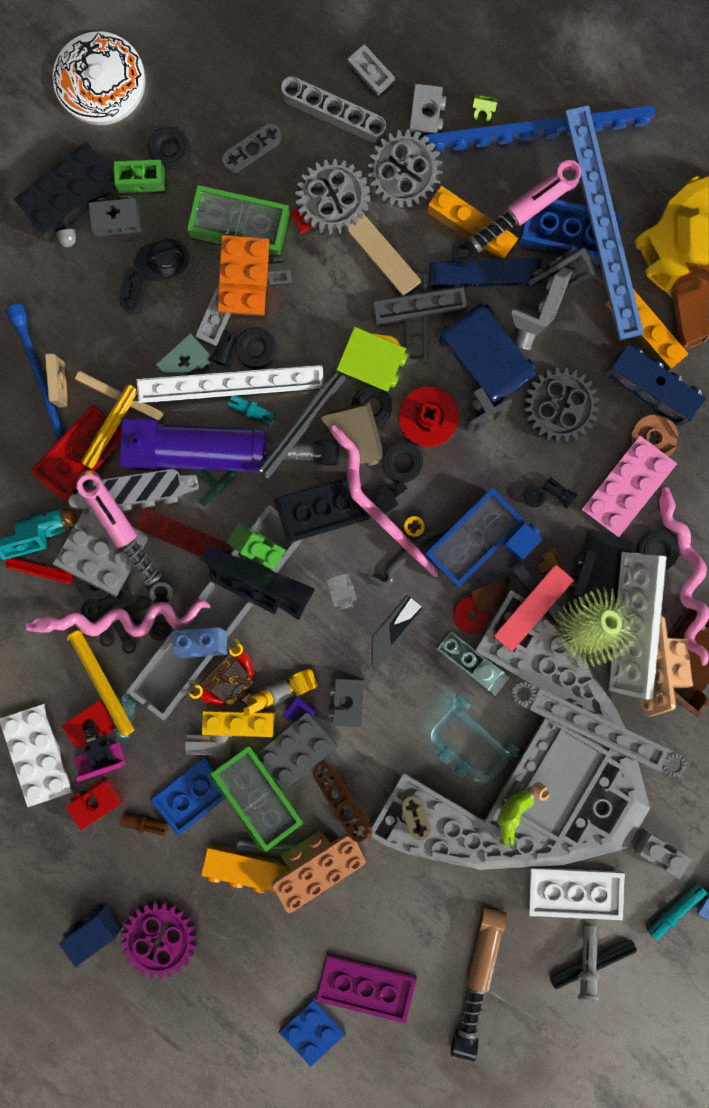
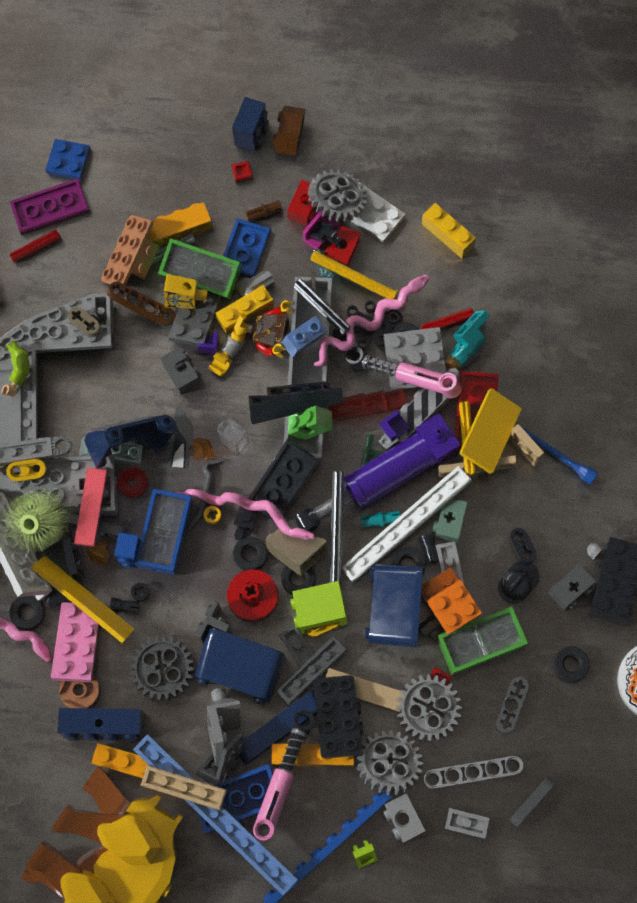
camera: 150 degrees right, 15 degrees down
(56, 761) = (337, 195): none -> light grey gear
(60, 893) = (289, 130): none -> reddish brown brick
(81, 416) = (490, 431): none -> yellow tile
(136, 888) = (242, 171): none -> red tile
(139, 176) = (574, 625): bright green brick -> none
(158, 664) = (322, 306): none -> axle
(173, 487) = (394, 426): none -> dark purple panel
(177, 948) = (188, 153): magenta gear -> none
(295, 309) = (395, 605): none -> dark blue windscreen
(296, 48) = (532, 801): none -> dark grey beam
(298, 786) = (182, 292): none -> yellow torso
(379, 601) = (202, 448): none -> clear orange tile
(410, 950) = (35, 246): none -> red axle
(426, 239) = (338, 717): none -> black bracket
(463, 769) = (72, 379): clear light blue bar -> none
(475, 664) = (151, 430): none -> dark blue windscreen
(490, 595) = (127, 503): reddish brown slope -> none
(574, 689) = (27, 469): none -> yellow plate
(597, 521) = (83, 599): none -> yellow tile
(618, 263) = (183, 787): none -> tan tile

